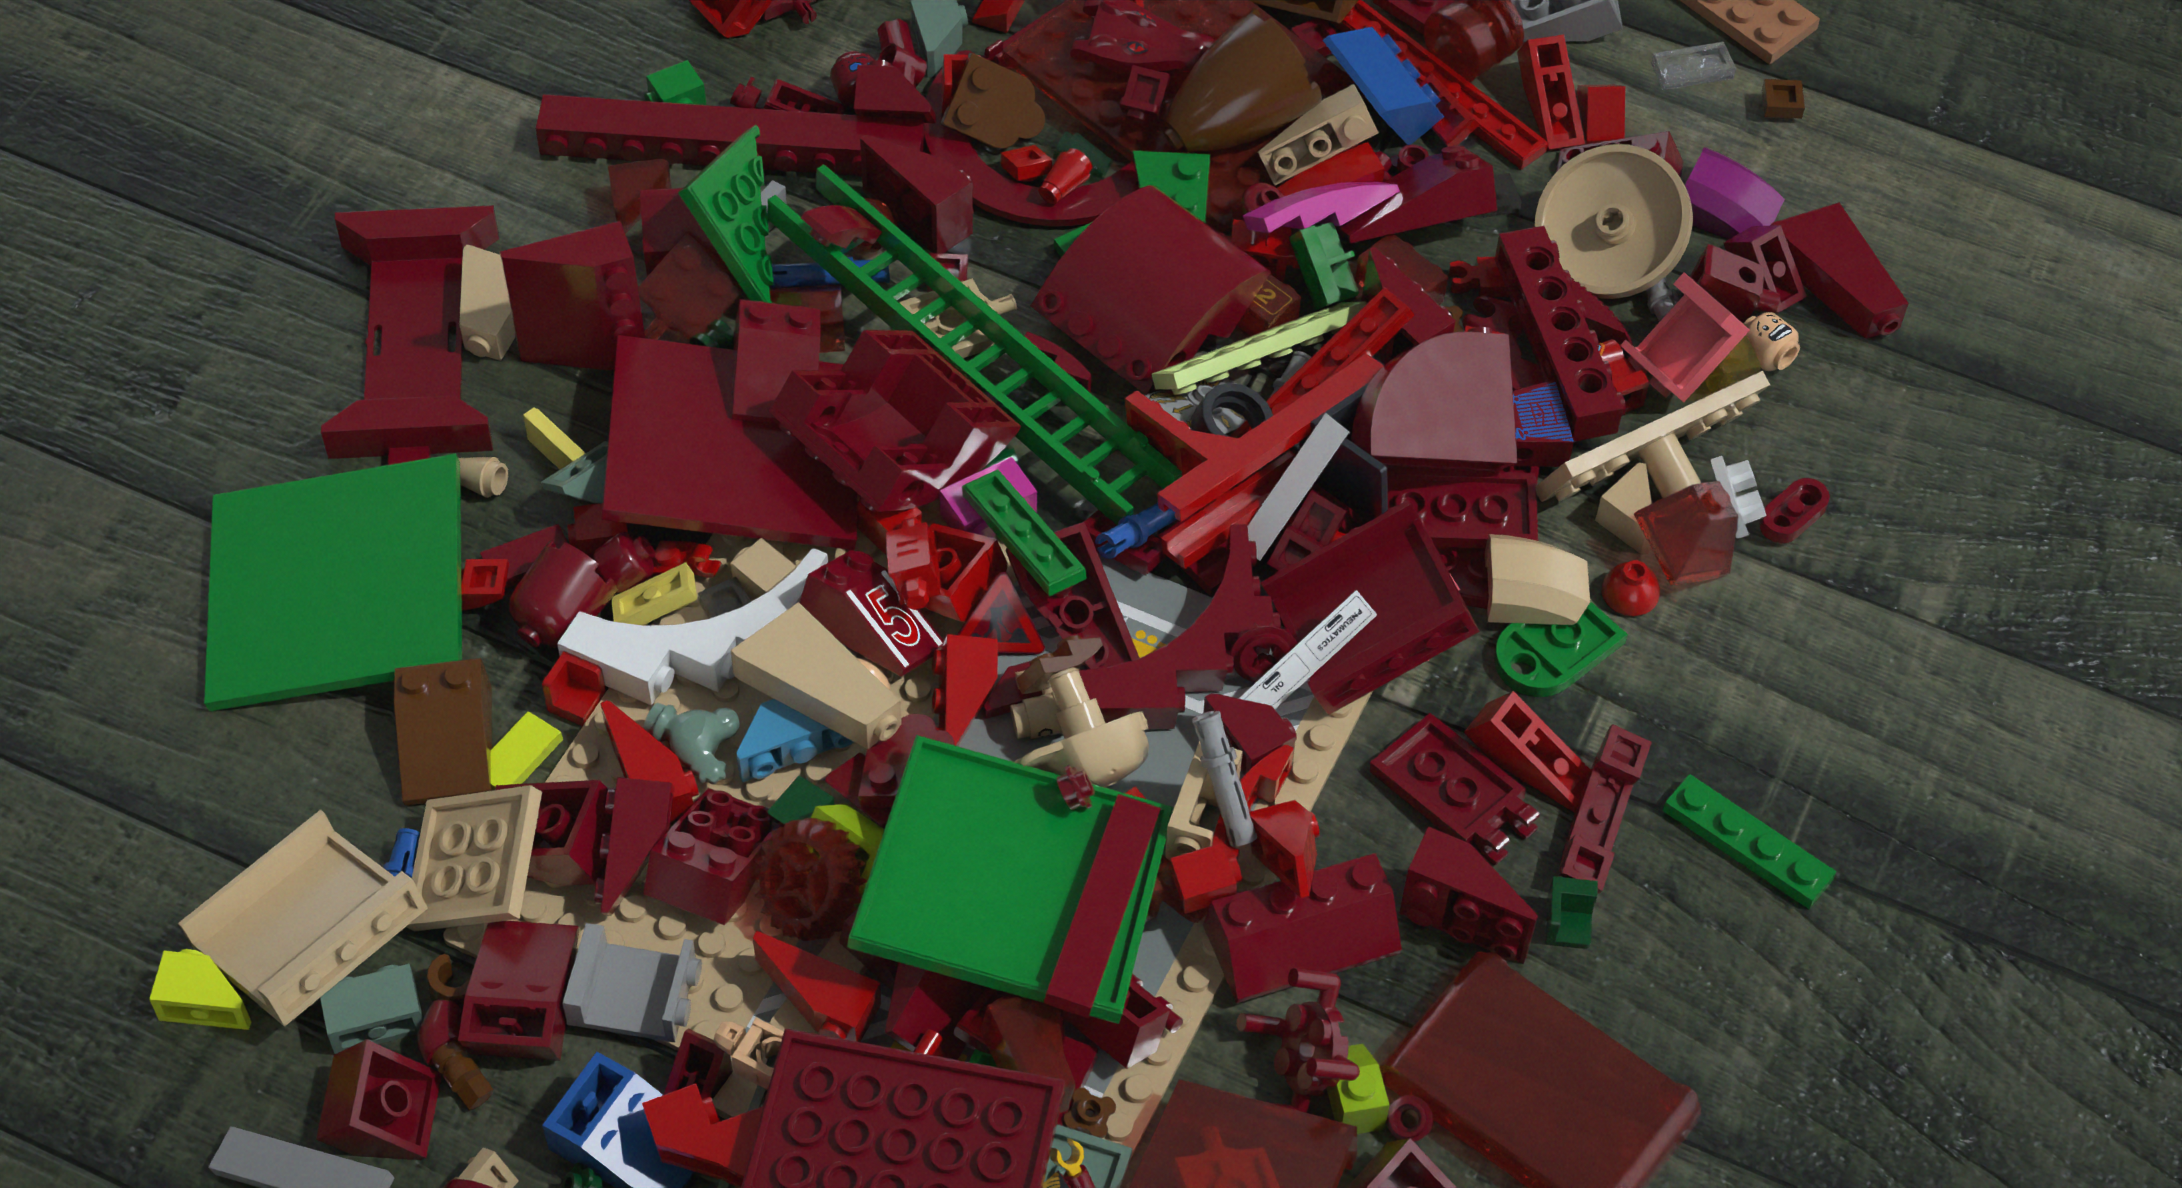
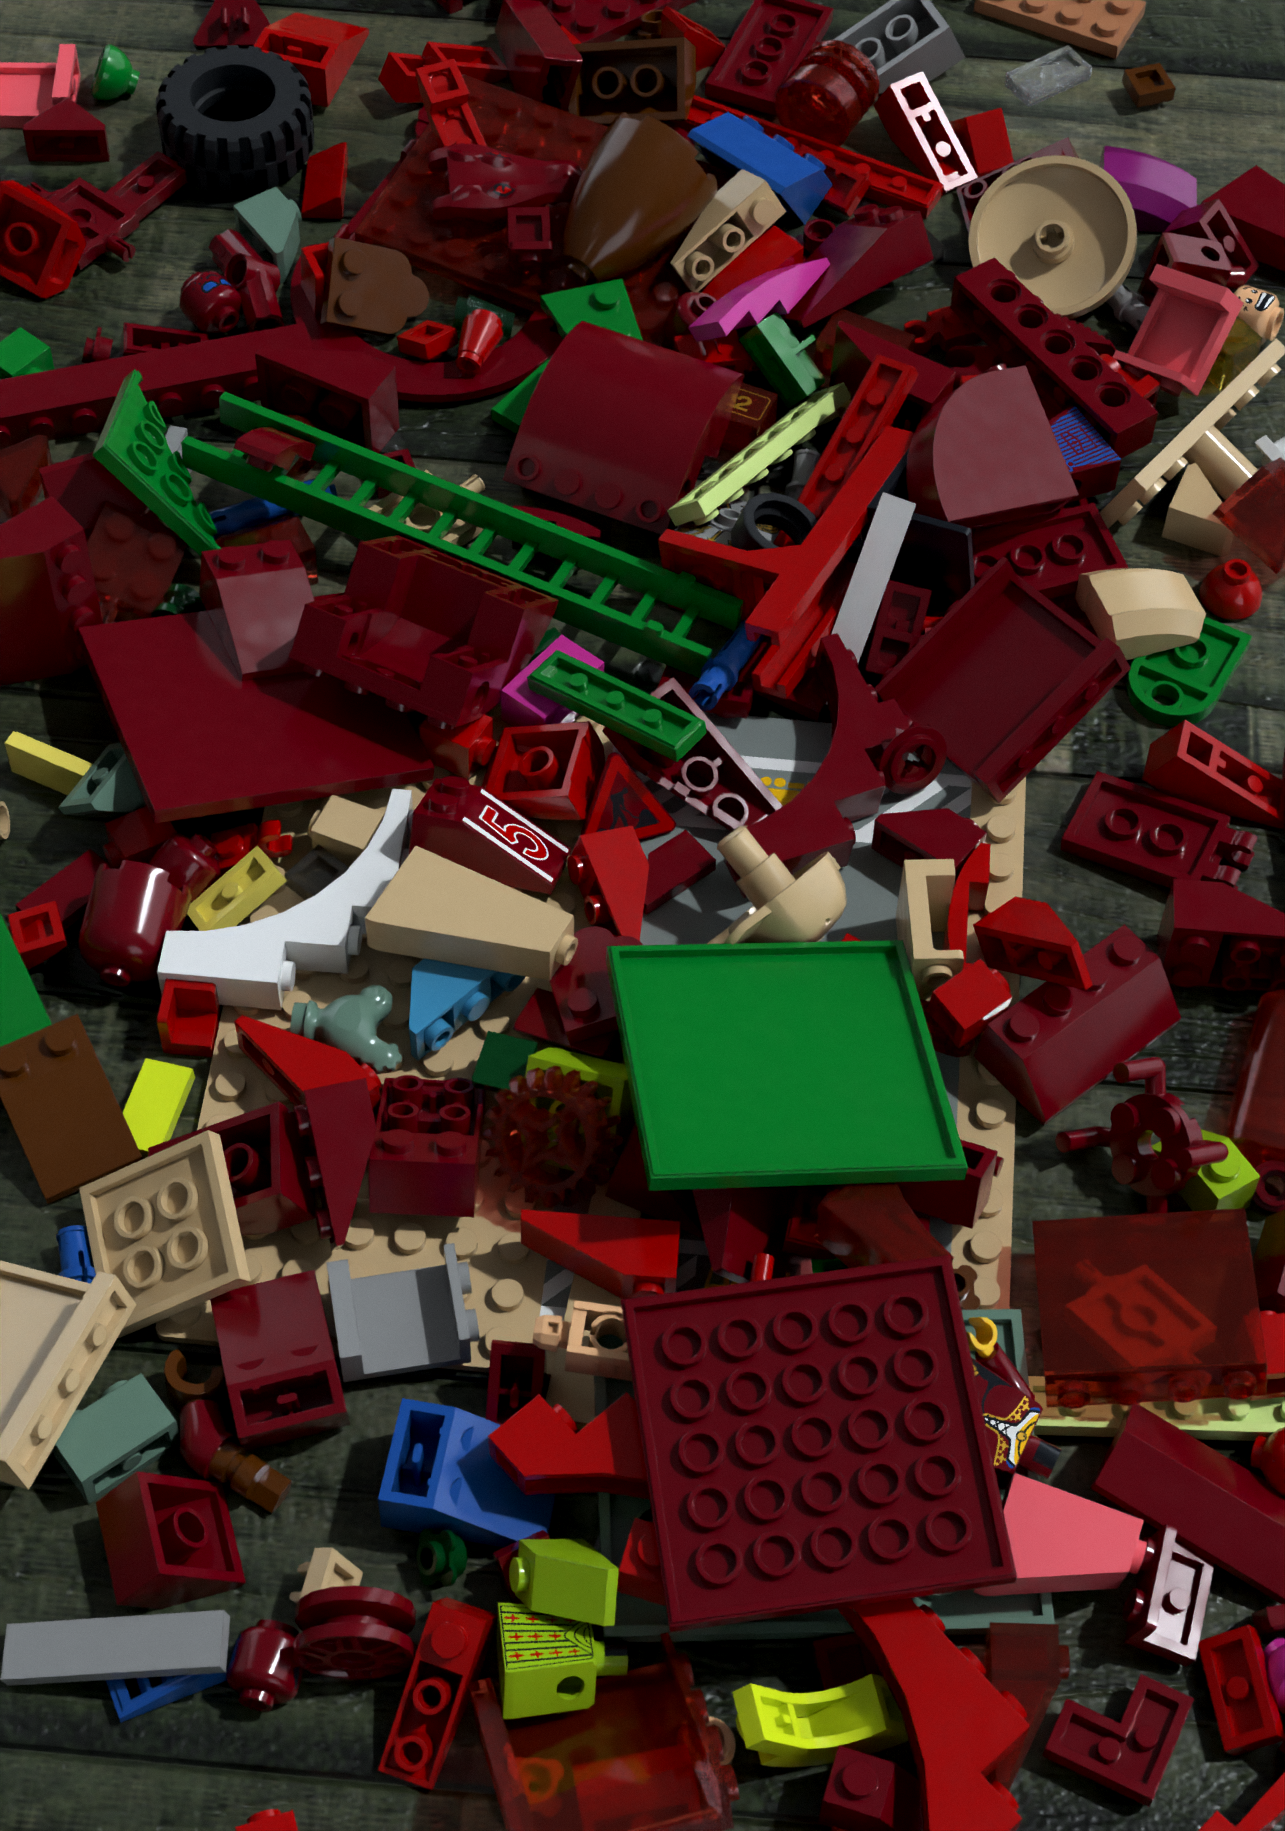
camera: 20 degrees left, 0 degrees up
(888, 93) = (261, 303): dark red slope -> none
(913, 563) = (514, 771): red piece -> none
(1036, 715) = (709, 890): tan piece -> none
(1069, 653) = (717, 821): reddish brown slope -> none
(1075, 788) = (803, 949): dark red plate -> none
(1102, 906) = (892, 1064): dark red tile -> none
(1219, 761) = (940, 876): light grey pin -> none
(1312, 652) = (961, 742): white sticker -> none

